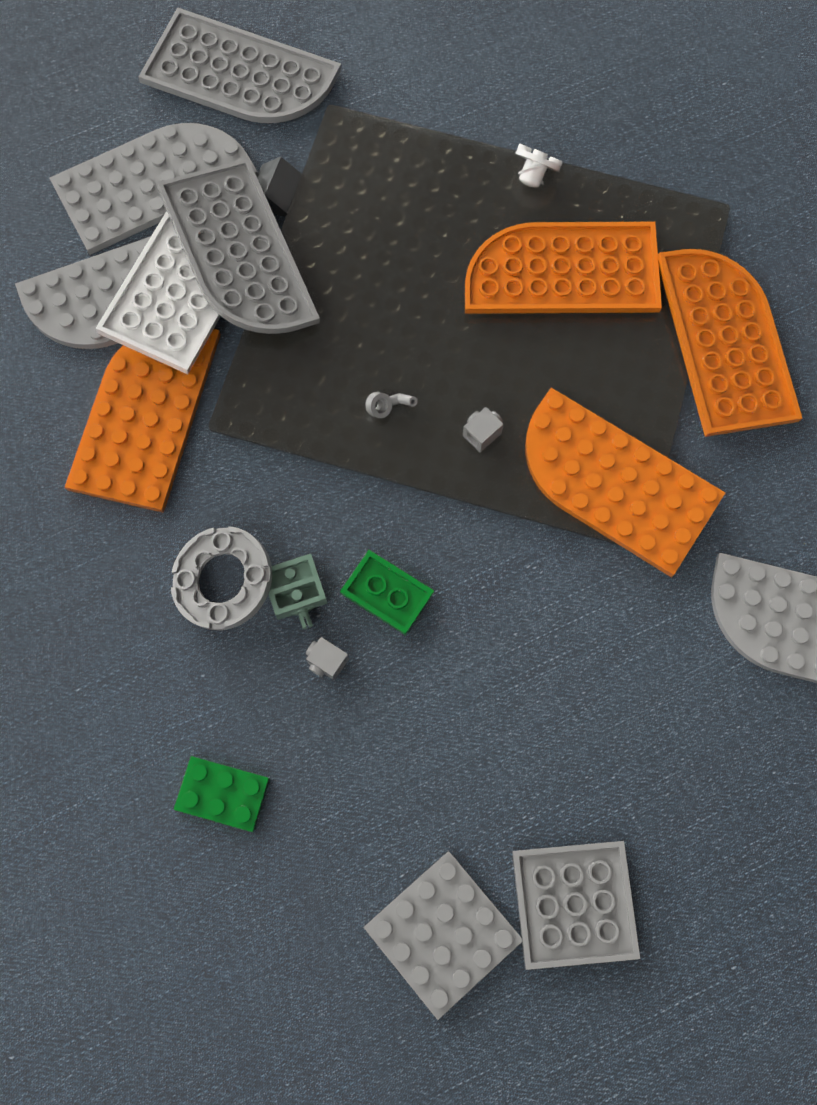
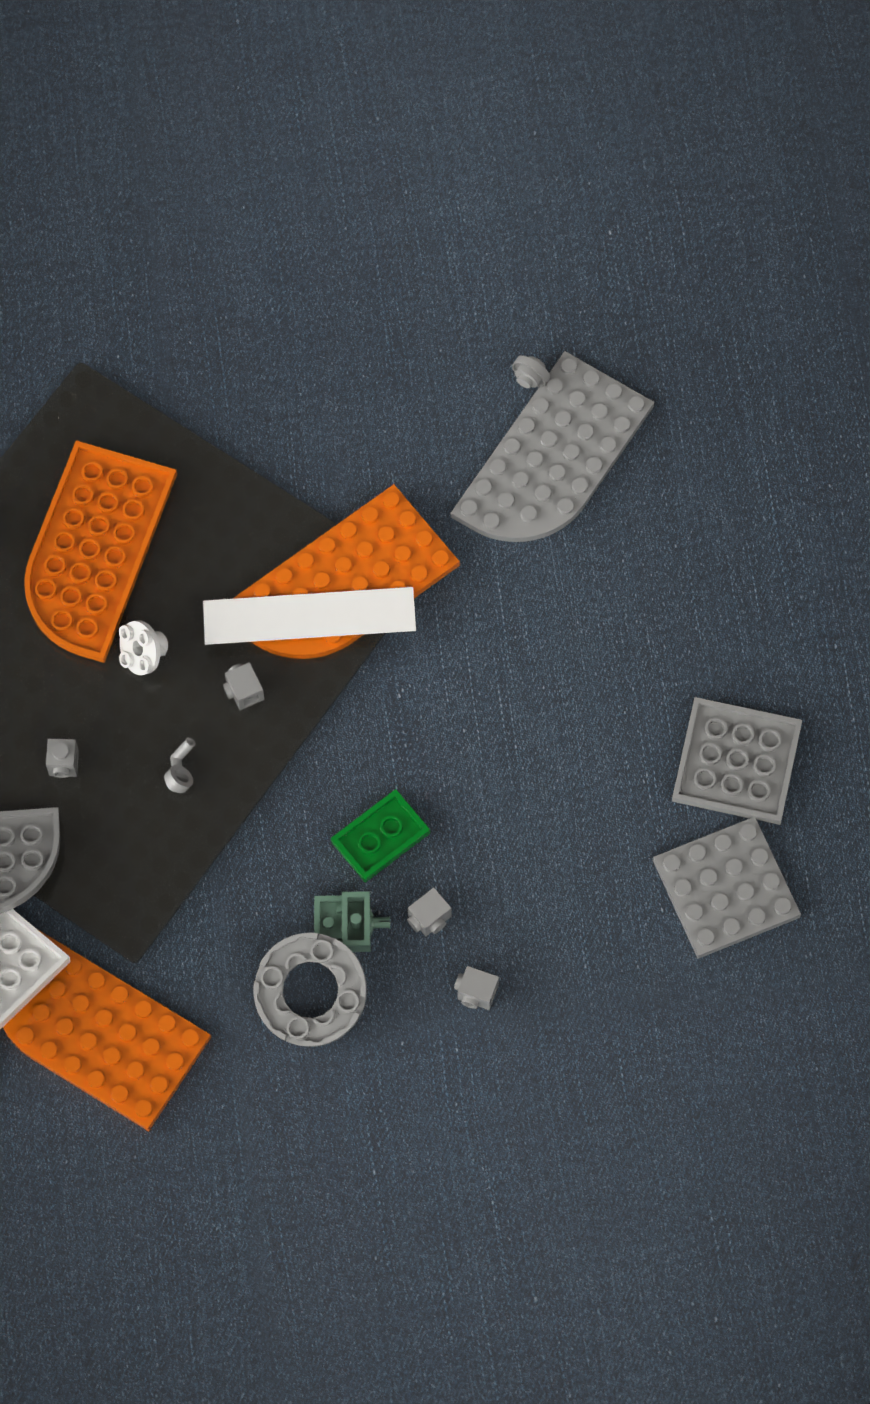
camera: 70 degrees left, 5 degrees down
(222, 794) = (529, 1054): green plate -> none
(267, 724) = (476, 988): none -> light grey brick
(364, 307) = (62, 758): none -> light grey brick
(487, 335) = (141, 647): none -> white plate
(569, 463) = (309, 615): none -> white sticker
(727, 343) = (234, 422): orange plate -> none

